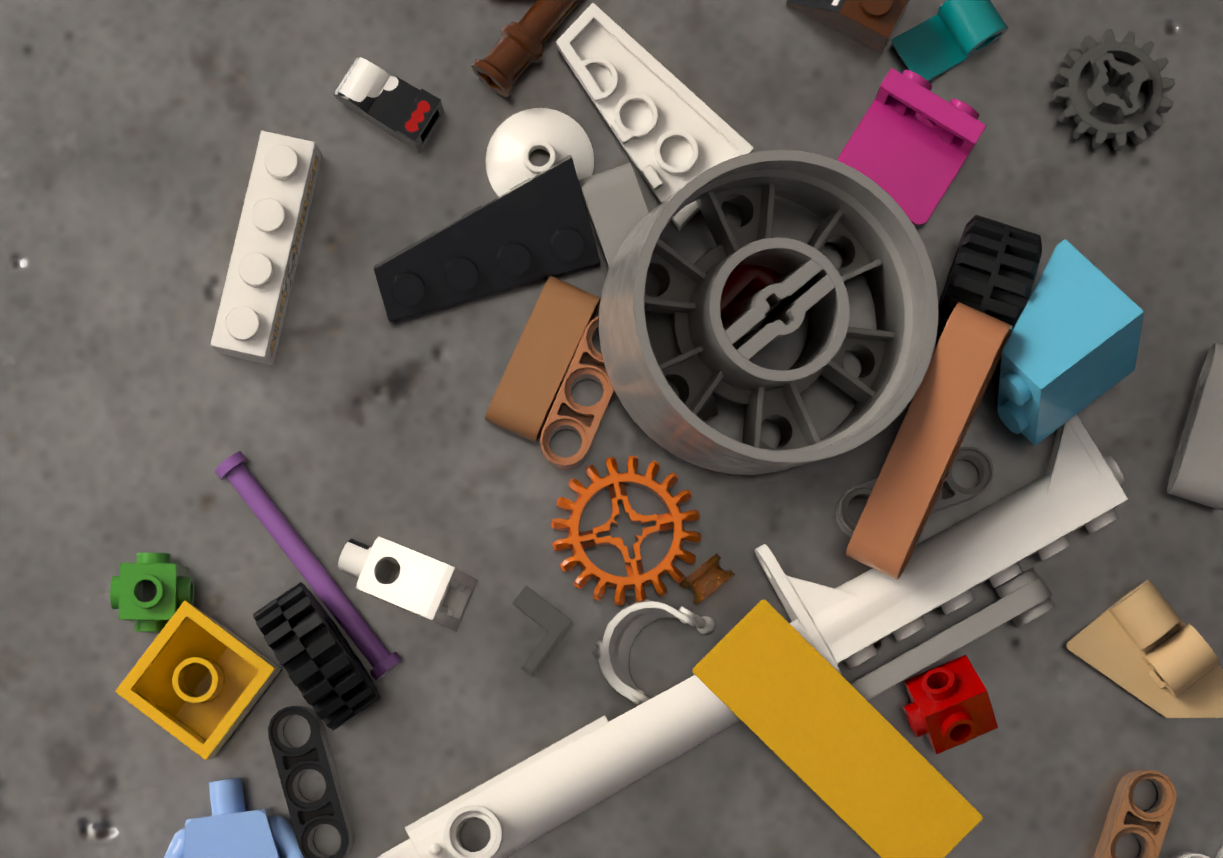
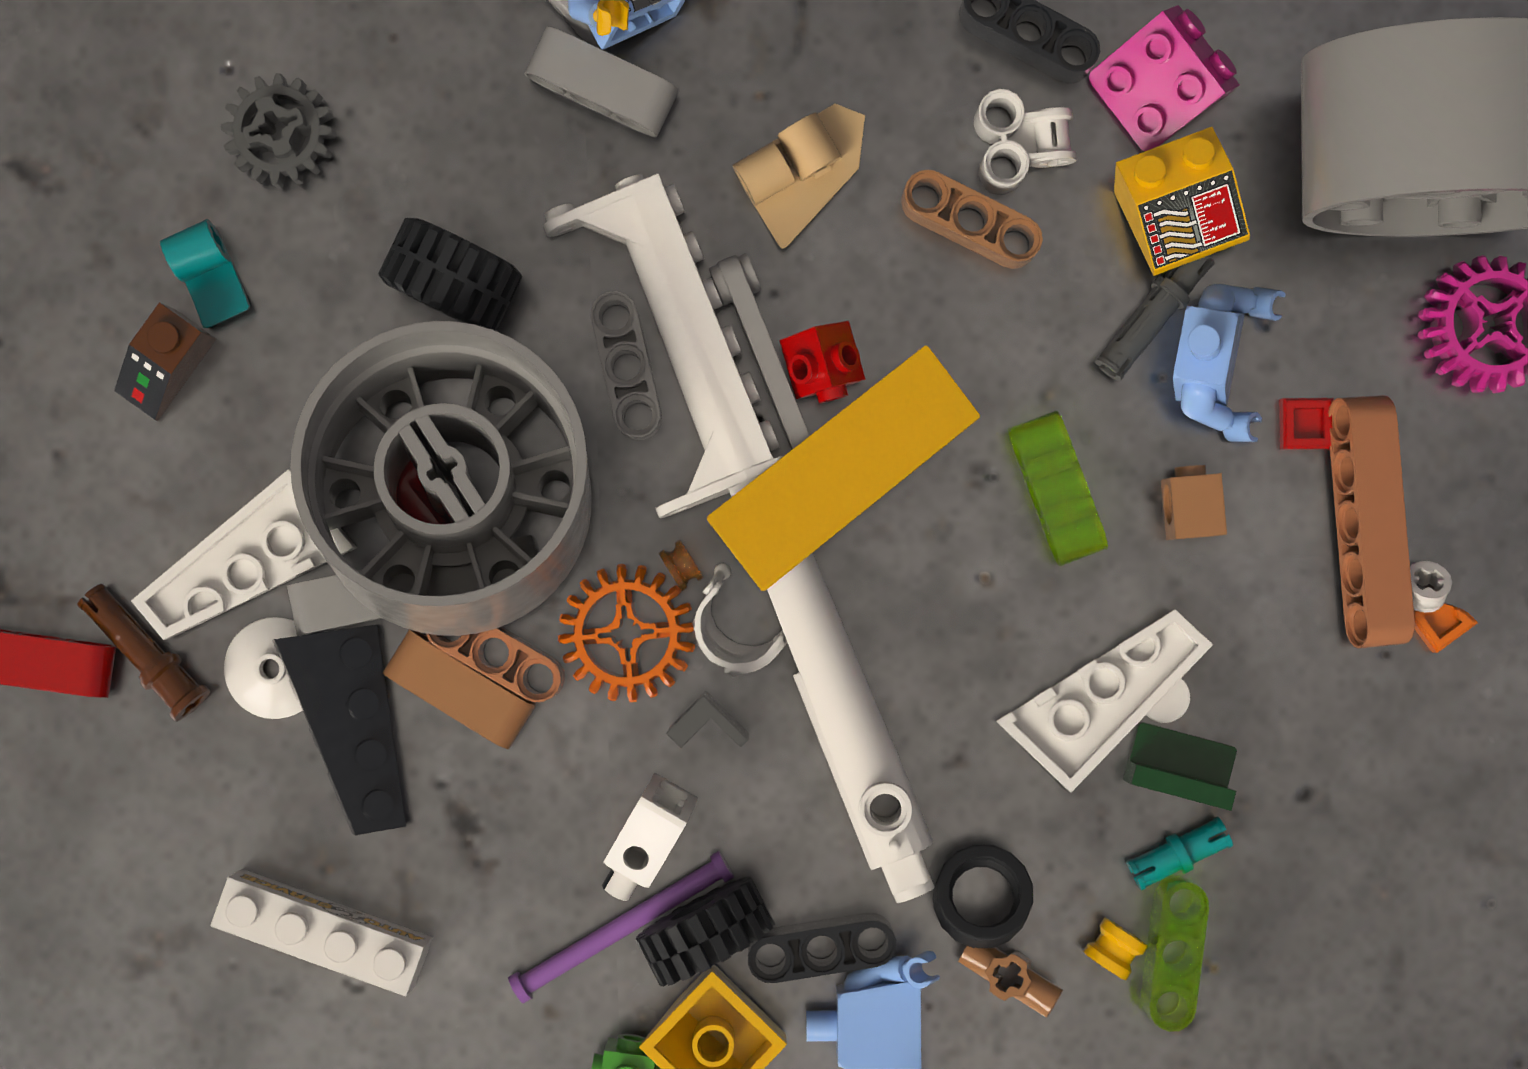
camera: 90 degrees left, 5 degrees up
(390, 103) = (201, 800): black leg -> none
(913, 142) = (303, 322): dark pink bracket -> none
(928, 440) = (580, 347): nougat beam -> none
(1066, 346) = (510, 209): medium azure slope -> none

